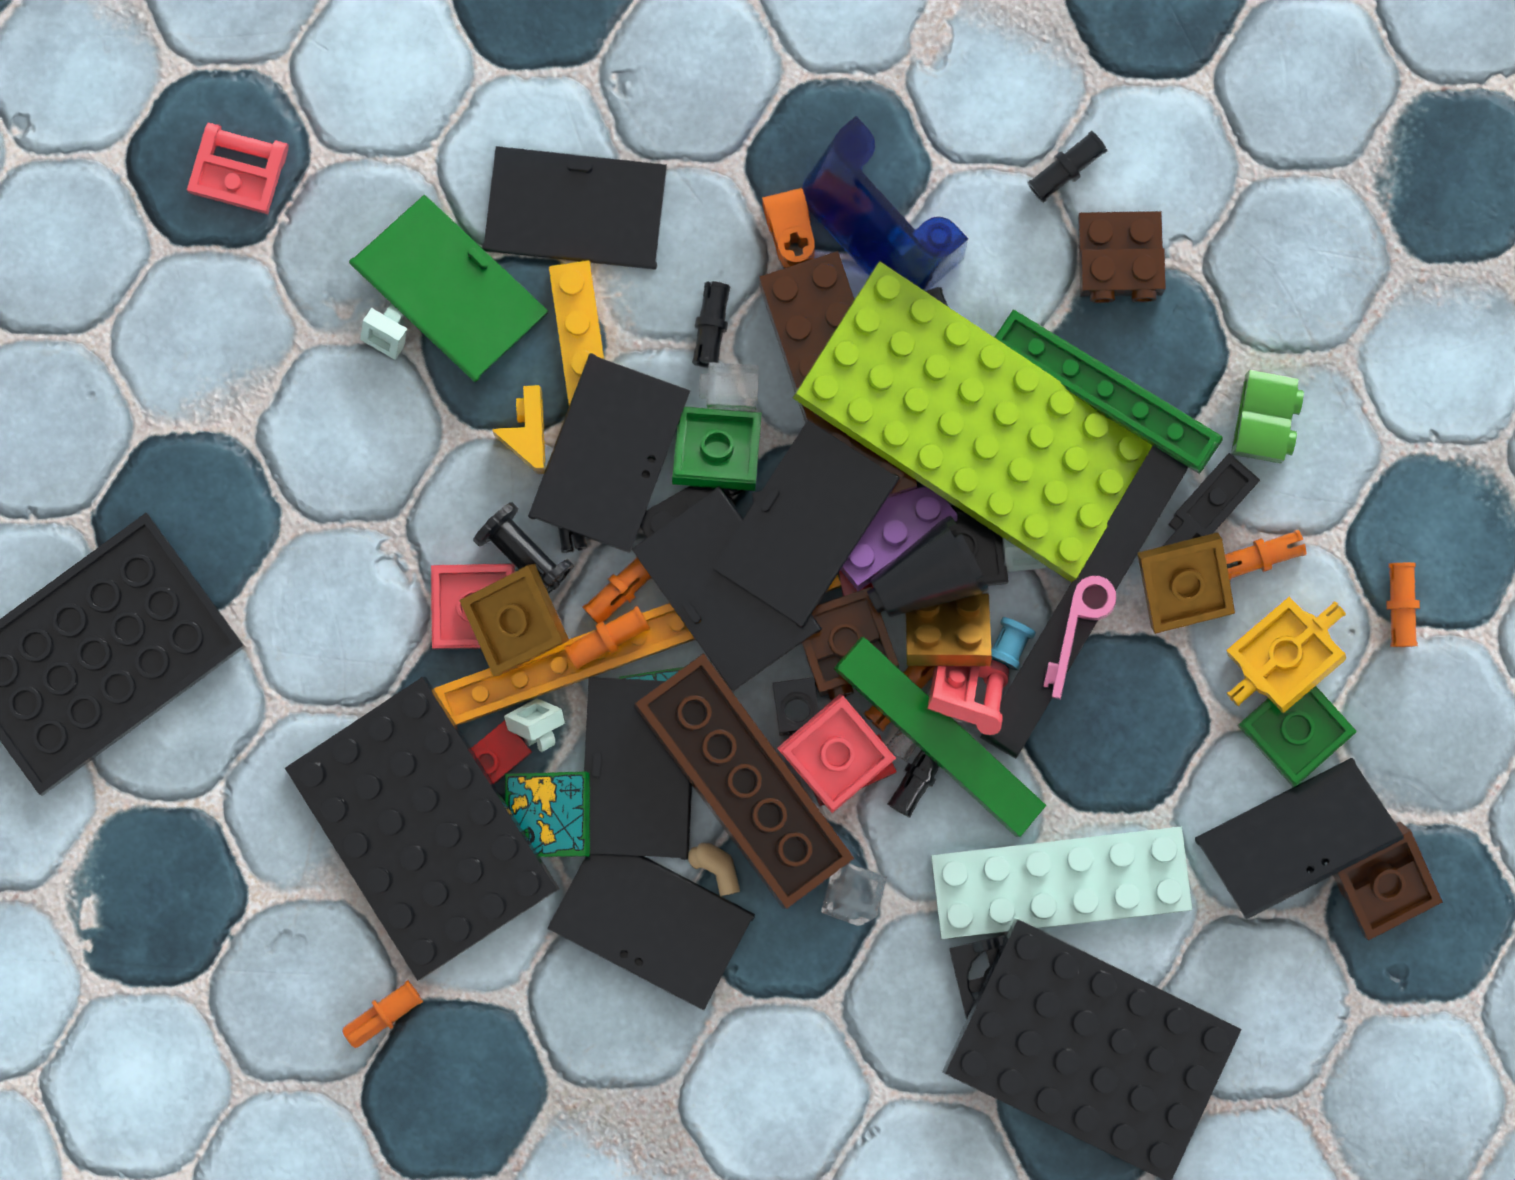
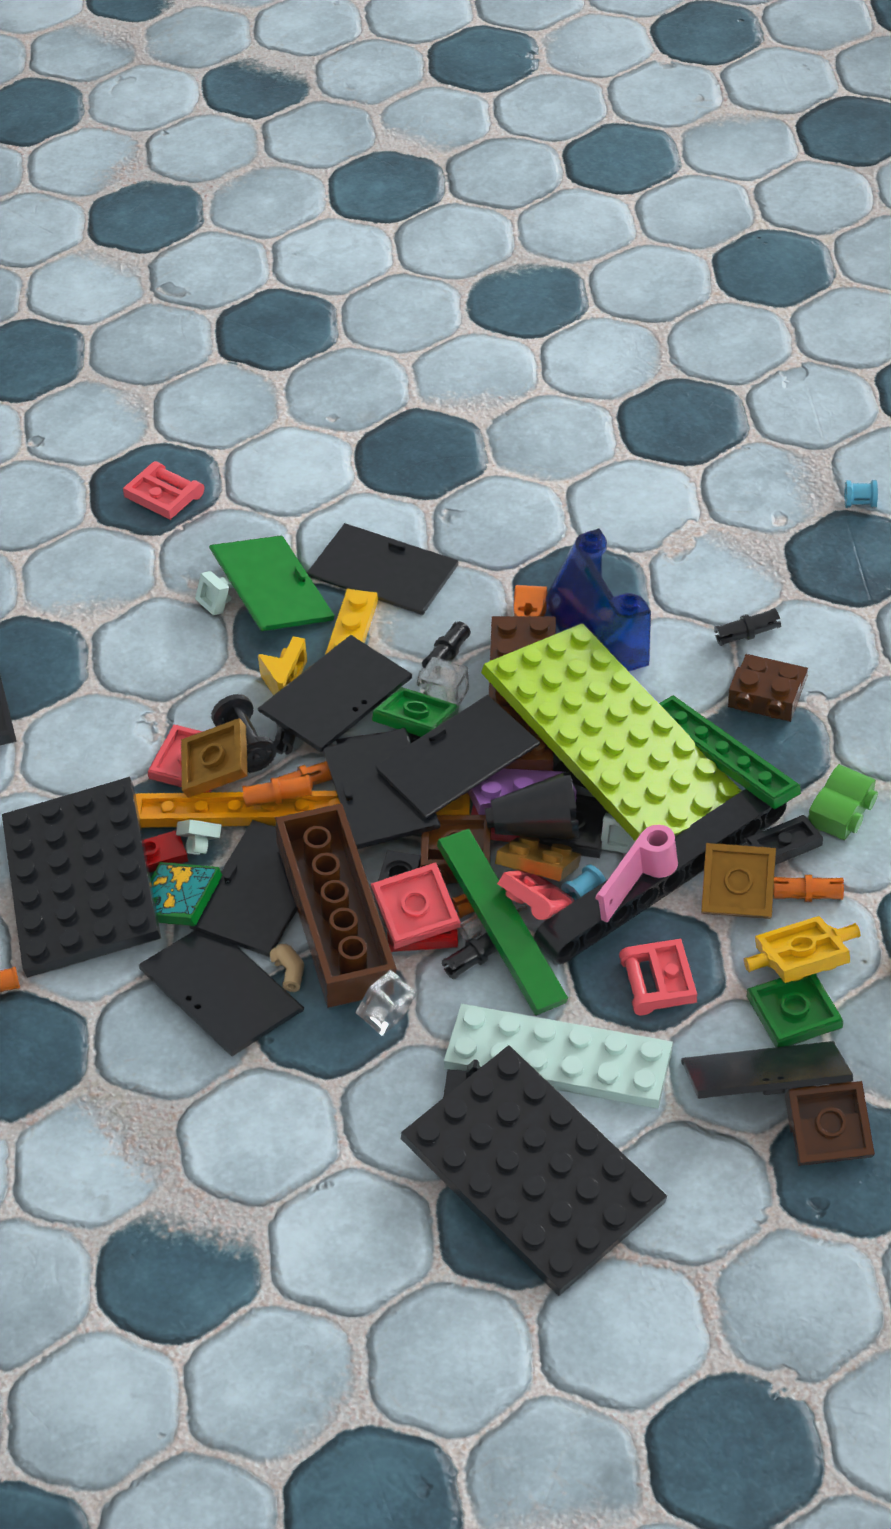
camera: 20 degrees right, 35 degrees down
(1148, 734) = (669, 971): none -> coral plate

